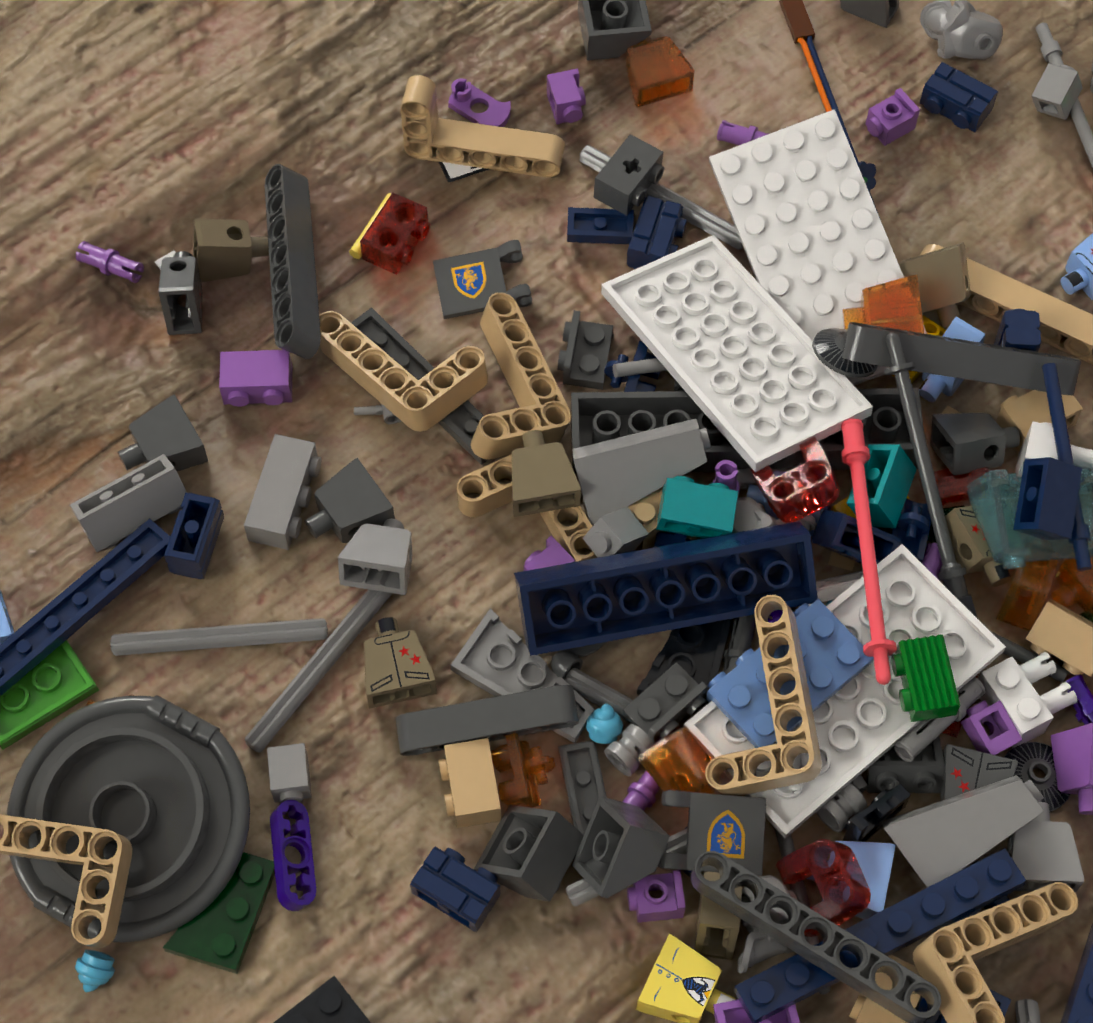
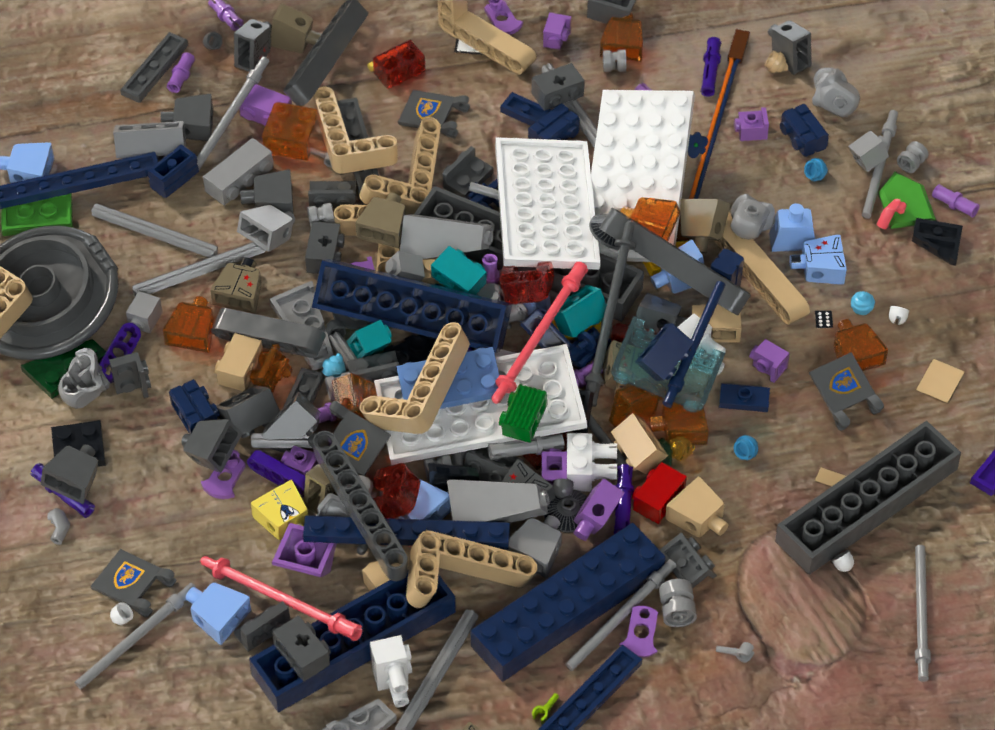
camera: 30 degrees right, 10 degrees down
(59, 387) = (154, 67): none -> dark grey tile
(104, 379) = (180, 72): none -> medium lavender pin
(118, 312) = (215, 43): none -> dark grey hinge
(224, 345) = (253, 78): none -> light grey bar
(277, 931) = (83, 380): none -> light grey head
(316, 397) = (289, 130): none -> clear orange bracket
(333, 887) = (130, 374): none -> dark grey bracket
(369, 760) = (190, 326): none -> clear orange torso
(428, 464) = (332, 192): none -> dark grey bracket
(437, 504) = (321, 214): none -> light grey wheel
(474, 570) = (323, 244): none -> dark grey brick
(521, 935) = (211, 443): none -> dark grey torso
(561, 992) = (223, 489): none -> medium lavender piece
(636, 665) = (370, 339): none -> teal brick
(636, 926) = (275, 470): none -> dark purple beam
(665, 105) = (609, 60): none -> light grey wheel
(772, 34) = (711, 59): none -> dark purple pin
(859, 20) = (776, 62): none -> tan plate
(995, 249) = (751, 217): none -> light grey head
(1007, 144) = (815, 169): none -> dark azure plate
(1023, 752) = (563, 488): none -> dark grey hinge
(1051, 236) = (791, 229): none -> light blue torso

